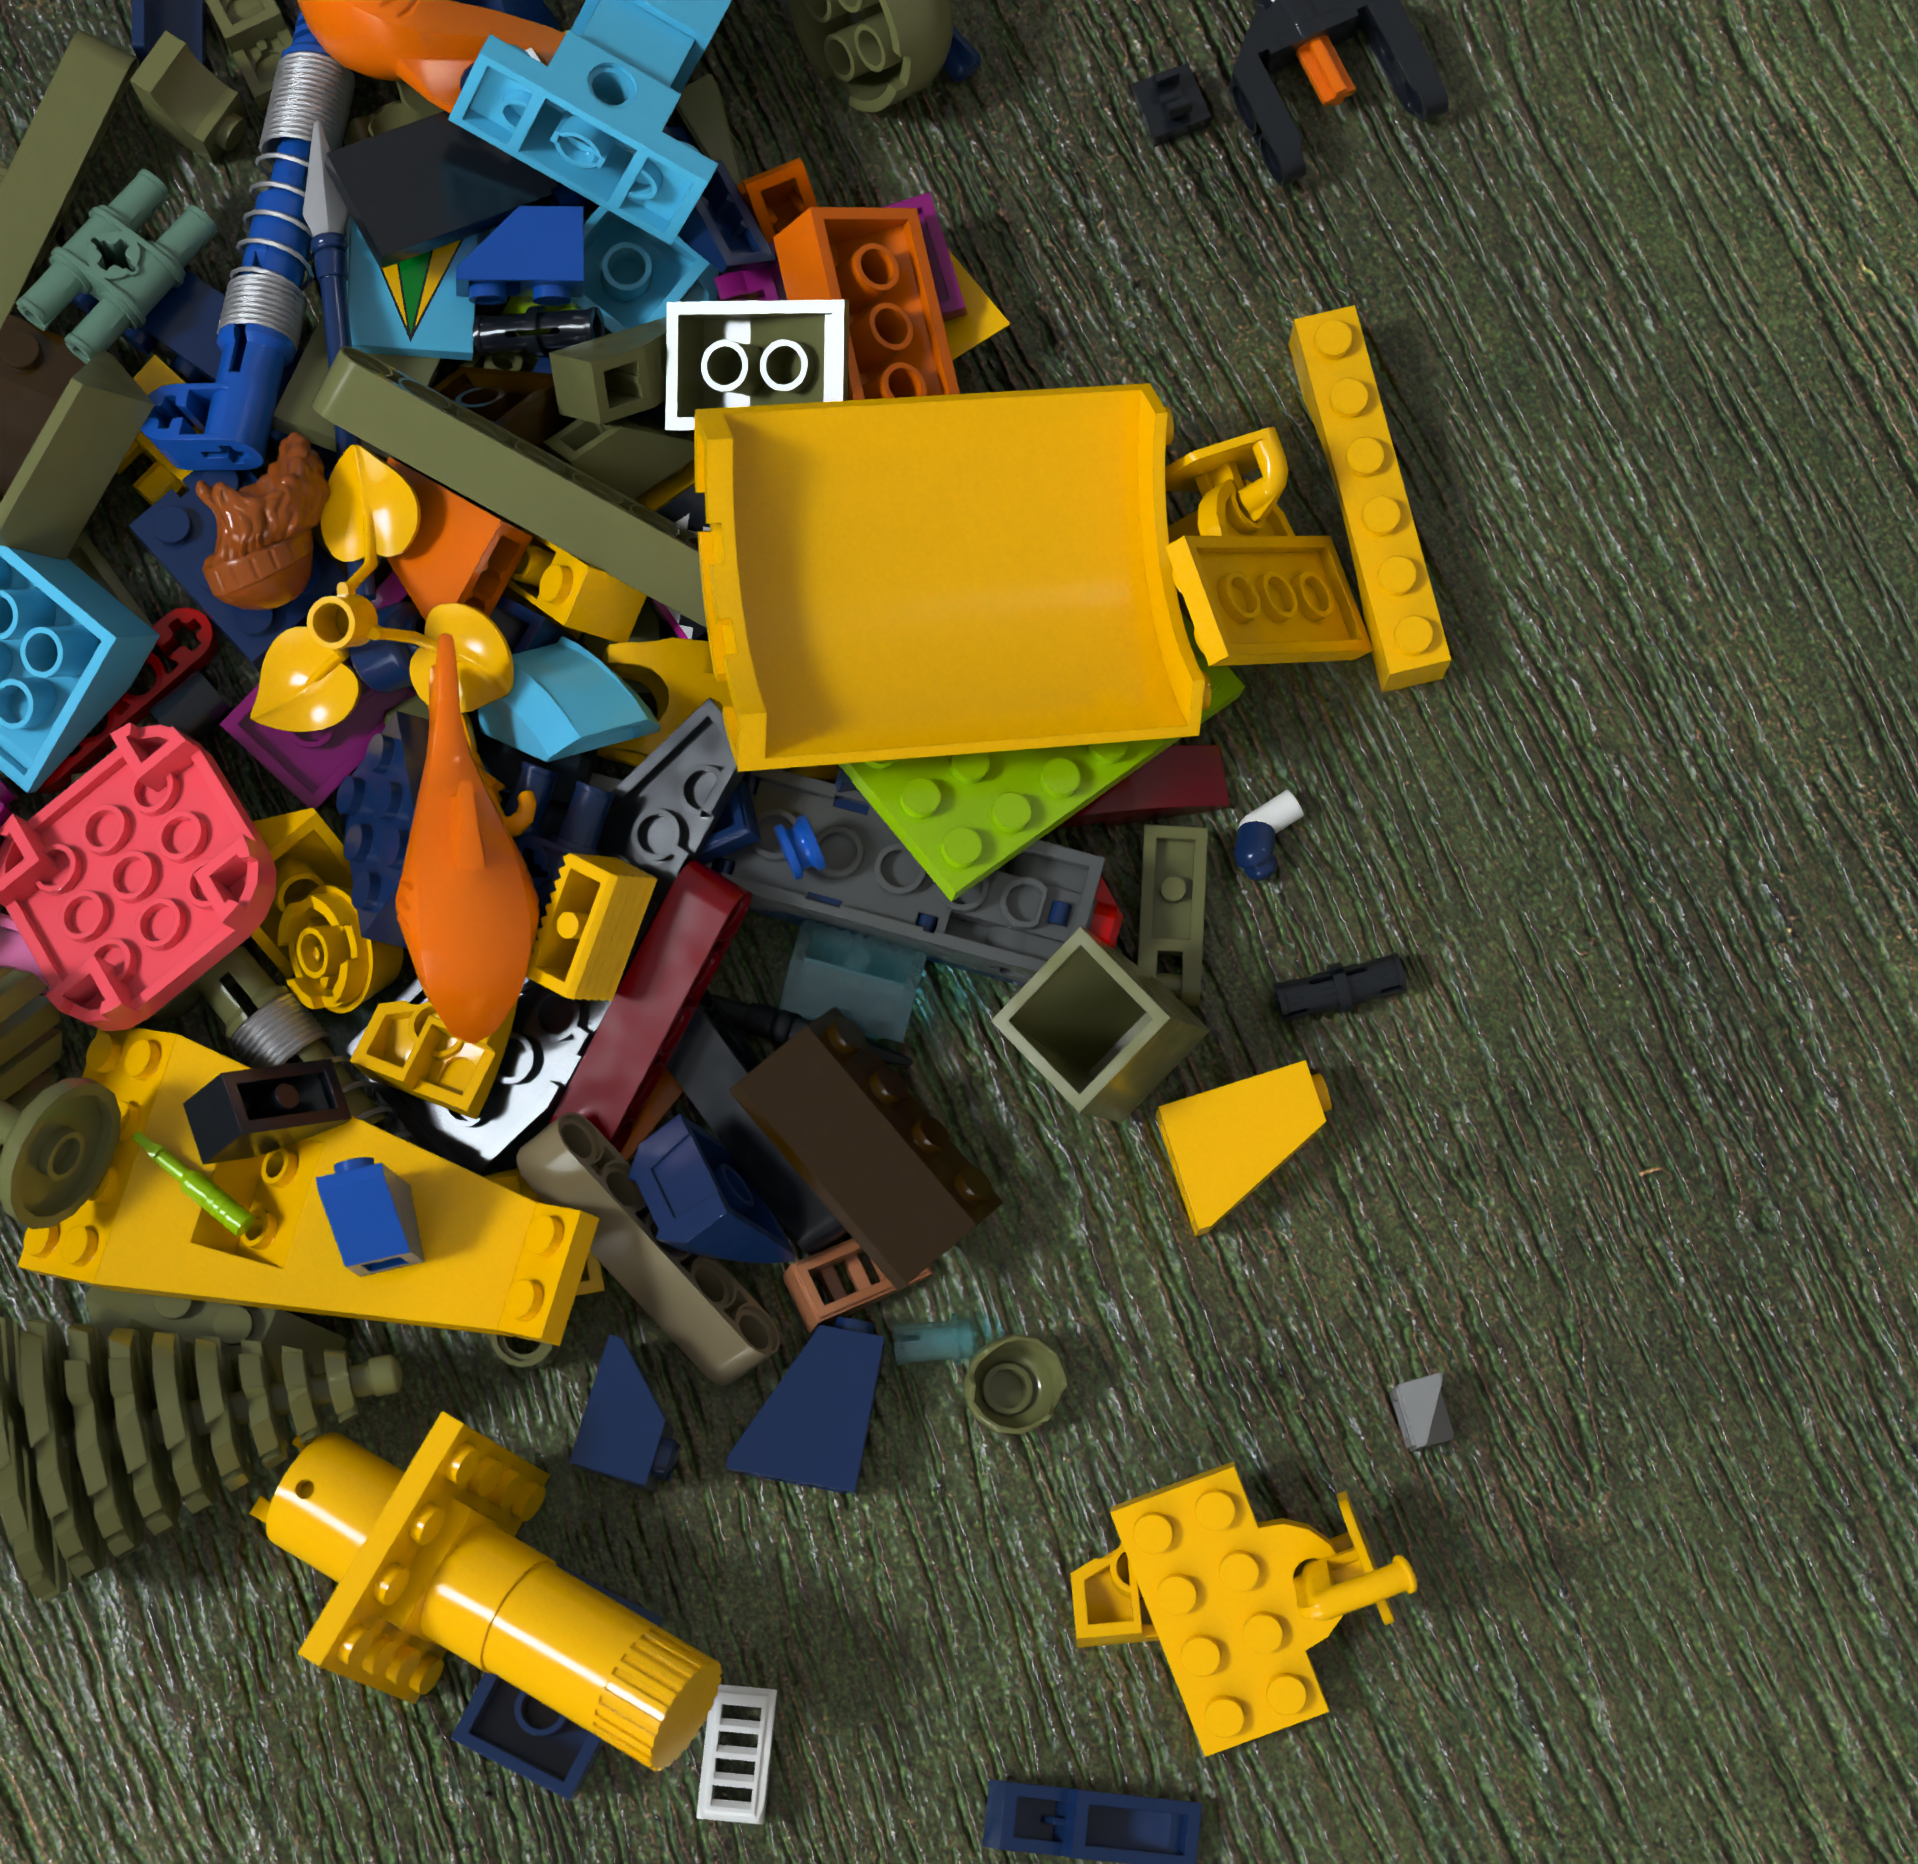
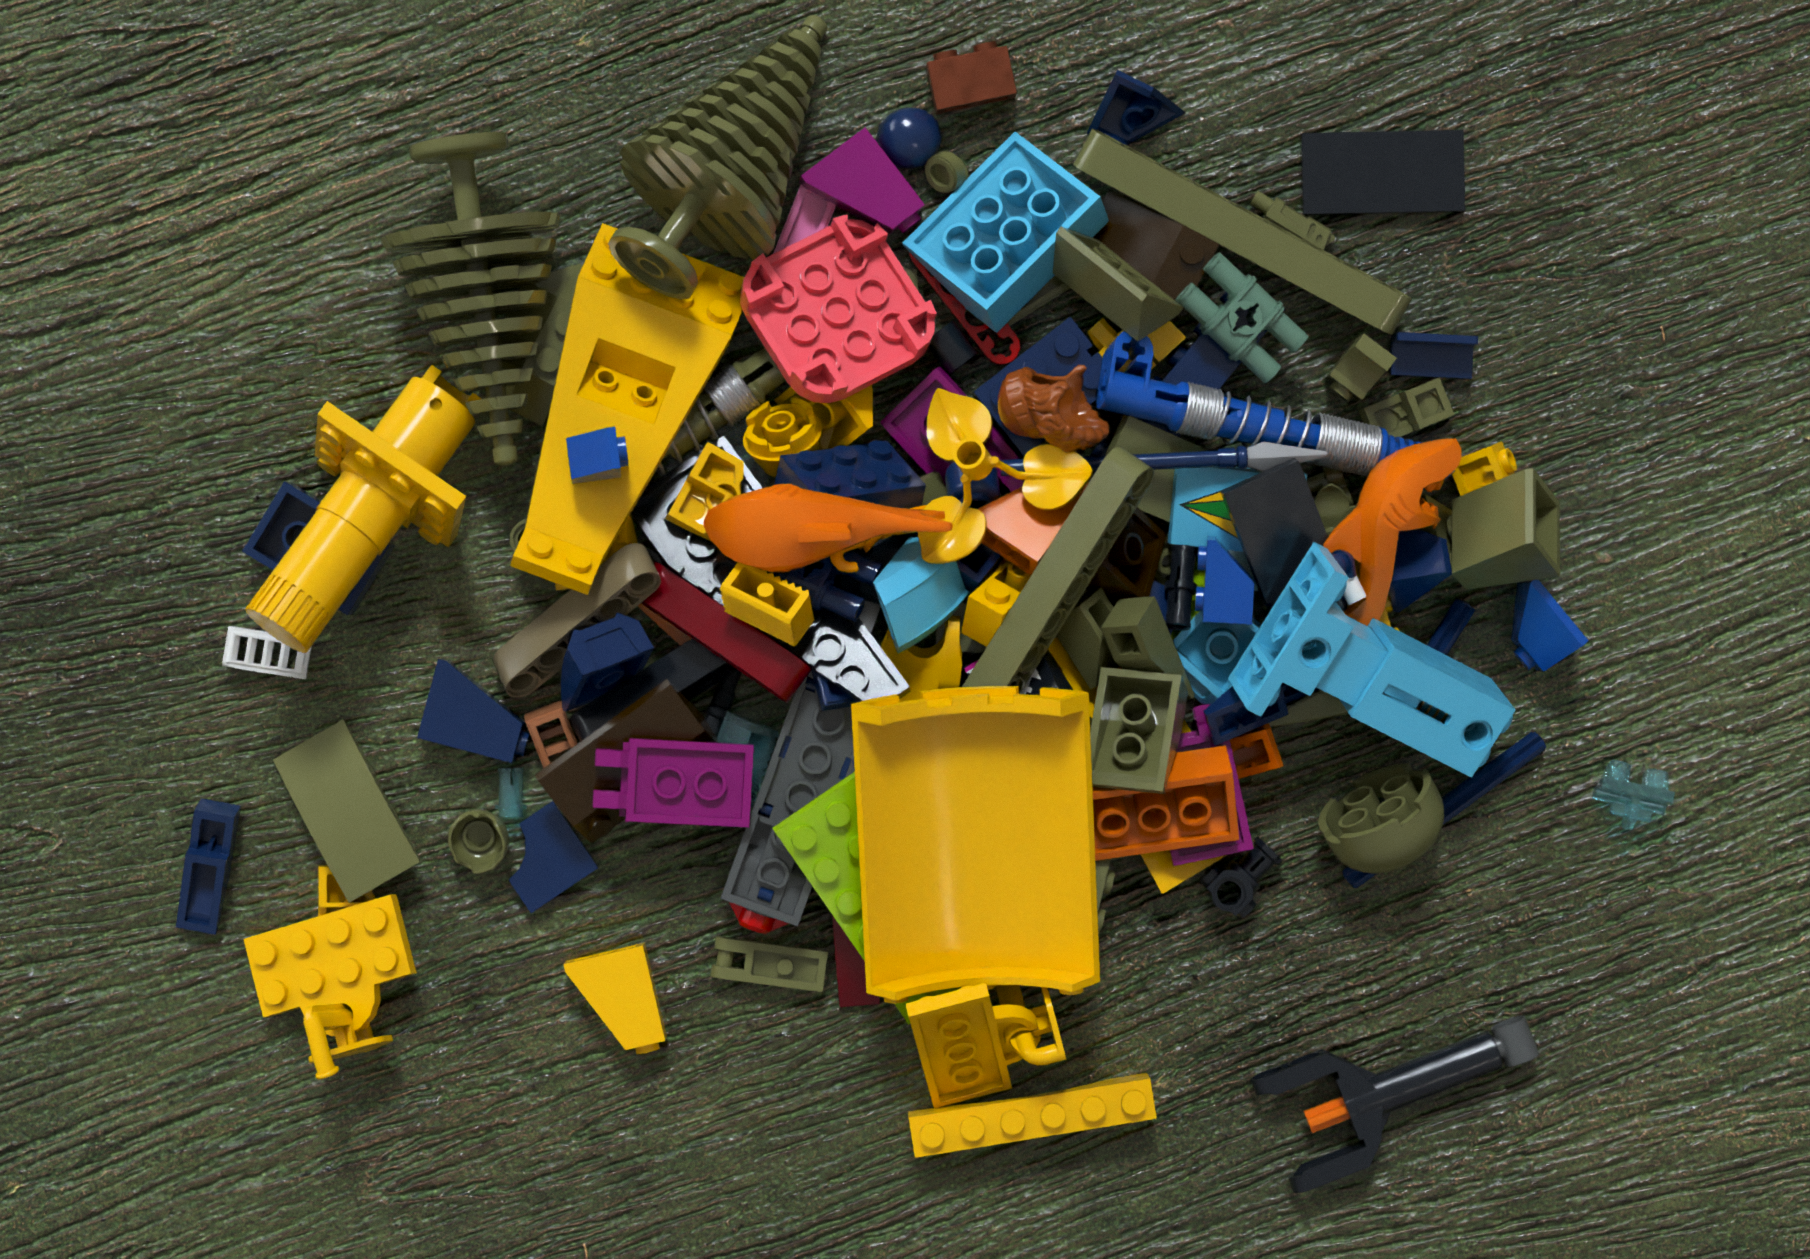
camera: 85 degrees right, 10 degrees up
(200, 1188) = (630, 345): lime piece -> none
(265, 1109) = (673, 391): black slope -> none
(624, 1425) = (467, 599): dark blue slope -> none
(800, 847) = (814, 735): blue bush -> none
(890, 1054) = (680, 782): none -> magenta tile
(979, 215) = (1243, 876): none -> black connector
(983, 1601) = (346, 810): none -> olive slope
(1036, 1269) = (552, 858): none -> dark blue tile
(1099, 1027) = (690, 913): olive slope -> none
(1170, 104) = (1314, 1010): black tile -> none
(1257, 835) = (817, 1023): dark blue arm -> none
(1339, 988) = (715, 1066): black pin -> none
(1422, 1412) = (443, 1092): light grey slope -> none

